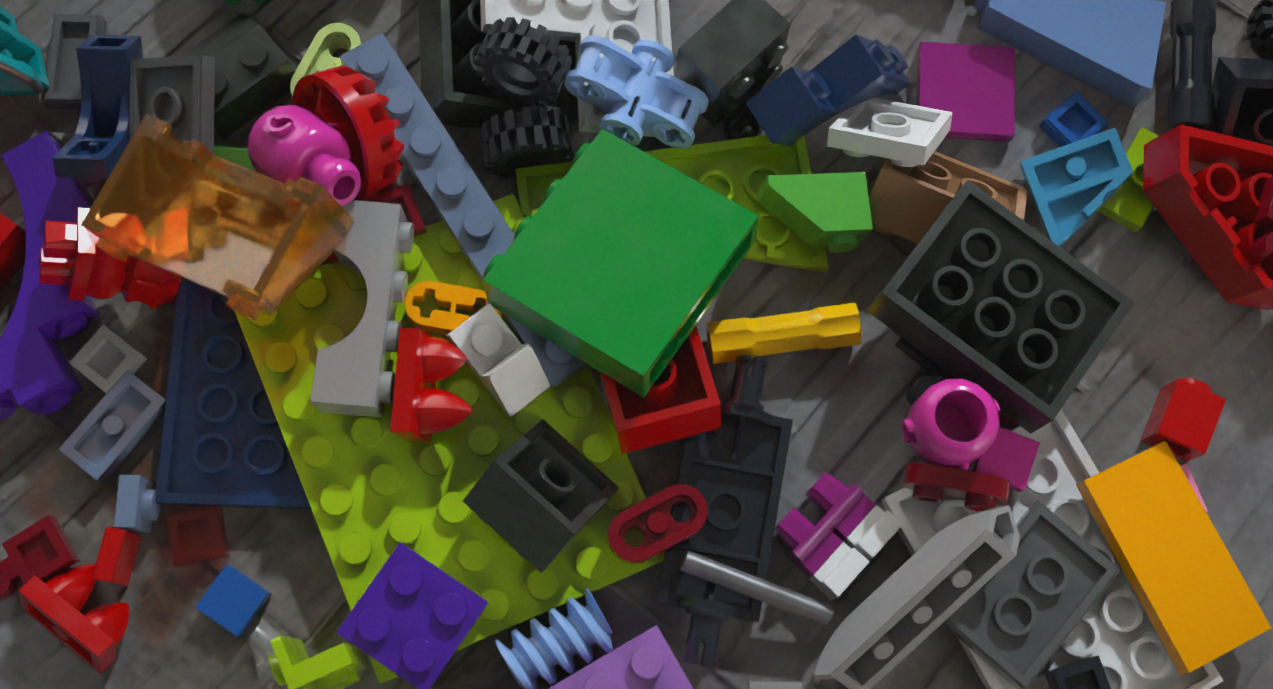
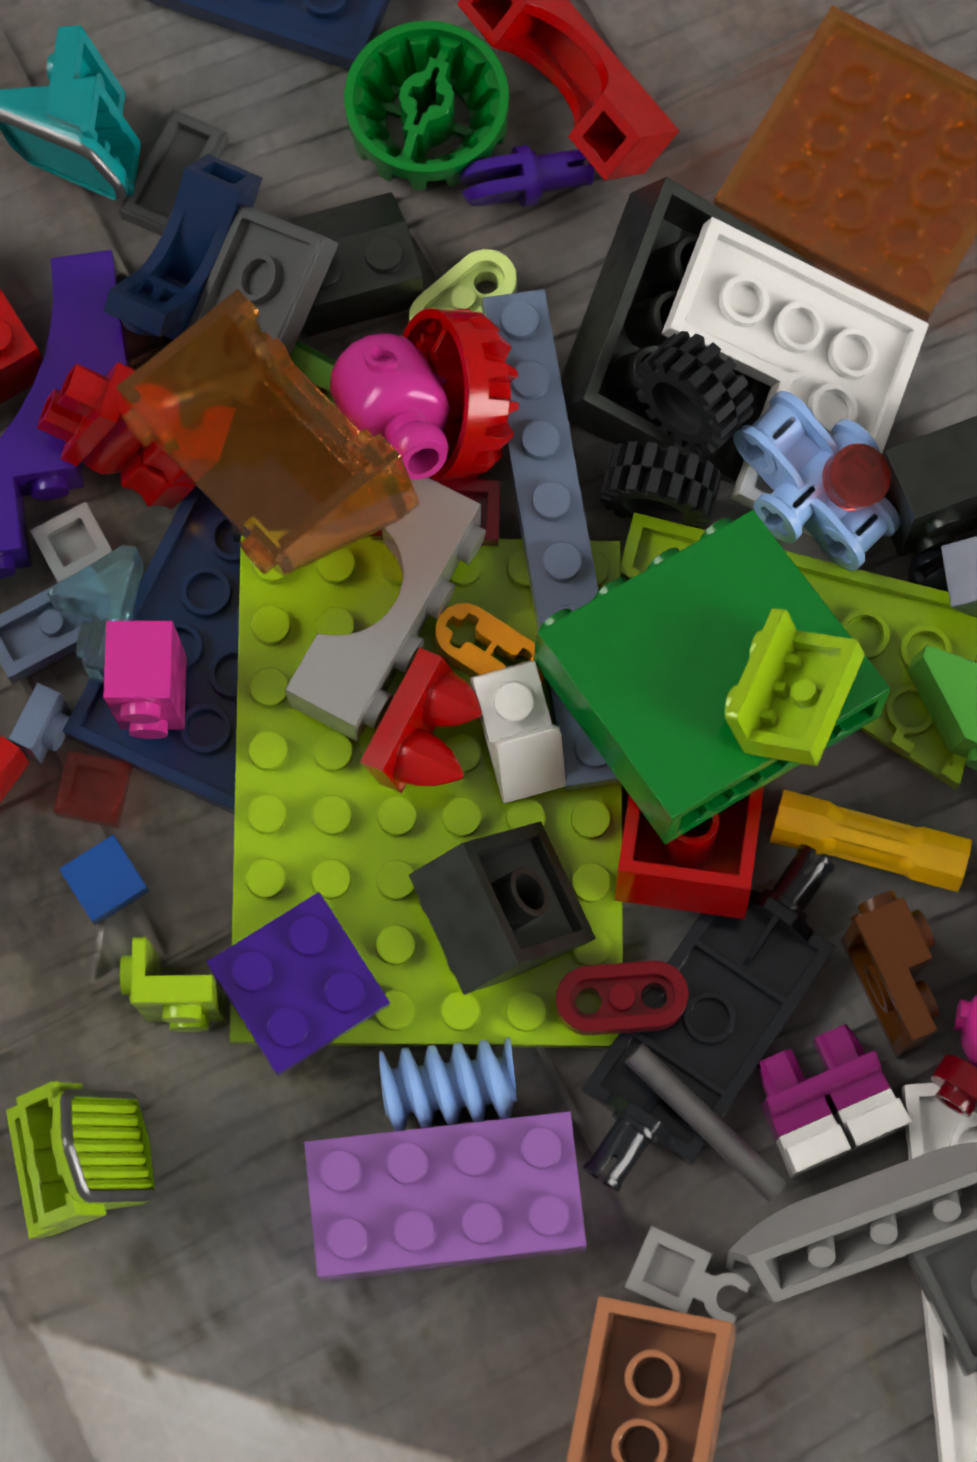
camera: 30 degrees right, 0 degrees up
(147, 386) = (104, 593): none -> clear light blue slope
(199, 436) = (145, 677): none -> dark pink brick
(665, 77) = (856, 477): none -> clear red tile
(691, 245) = (791, 691): none -> lime bracket
(831, 410) = (887, 953): none -> reddish brown plate

